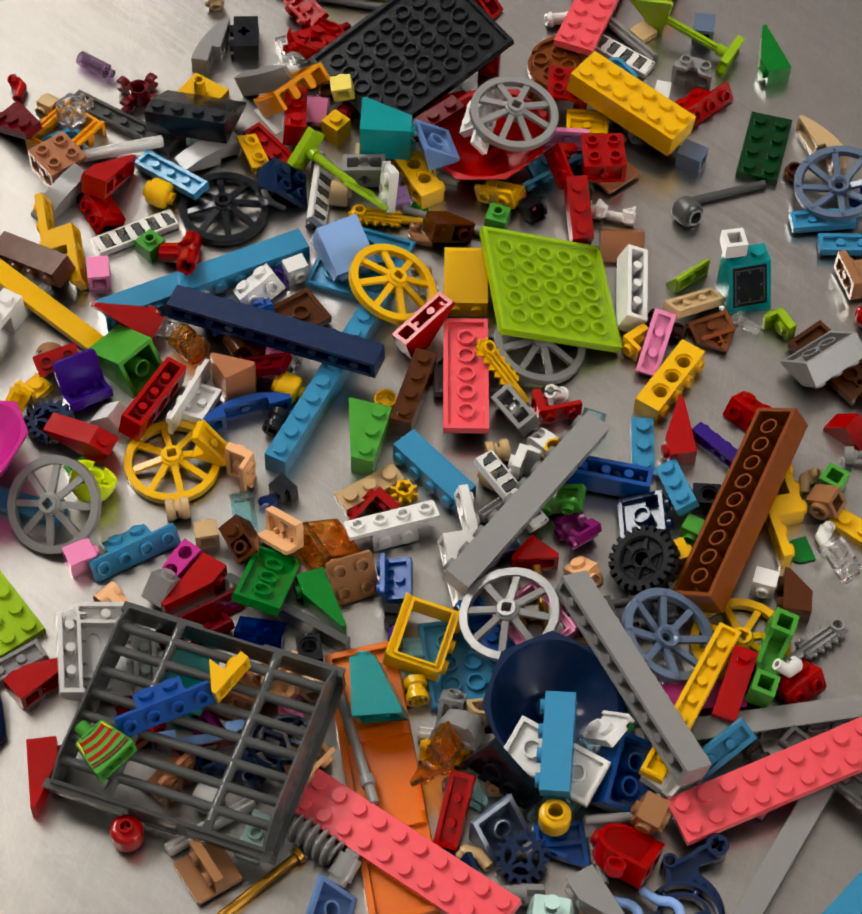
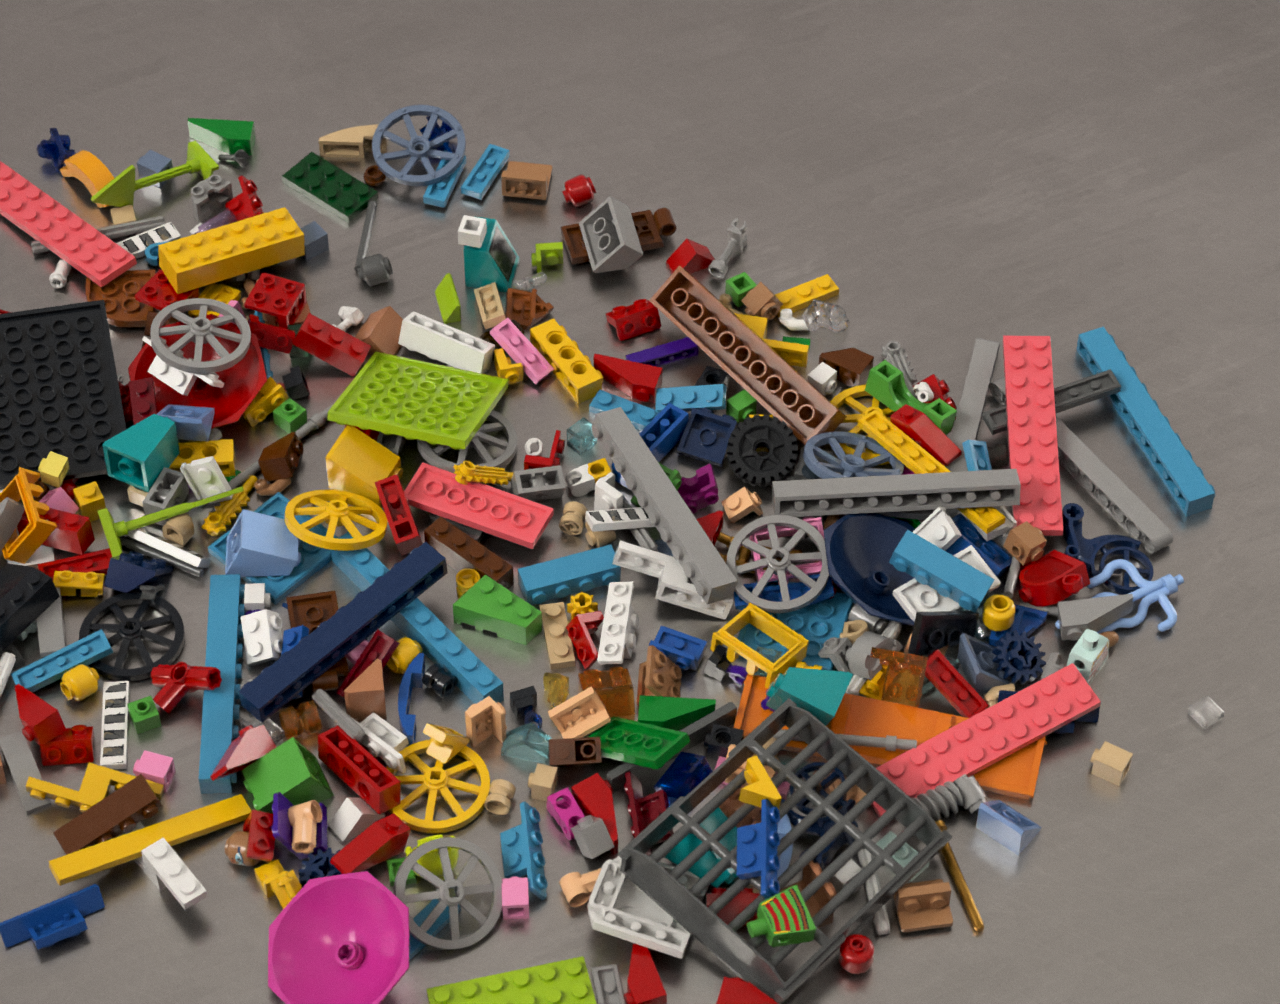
camera: 65 degrees left, 5 degrees down
(79, 385) = (304, 823): none -> light nougat piece
(196, 363) = (349, 726): none -> light grey axle
(305, 510) = (558, 688): none -> clear yellow bracket
(668, 89) = (223, 218): none -> clear purple cylinder
(753, 77) = (239, 157): none -> dark grey hand

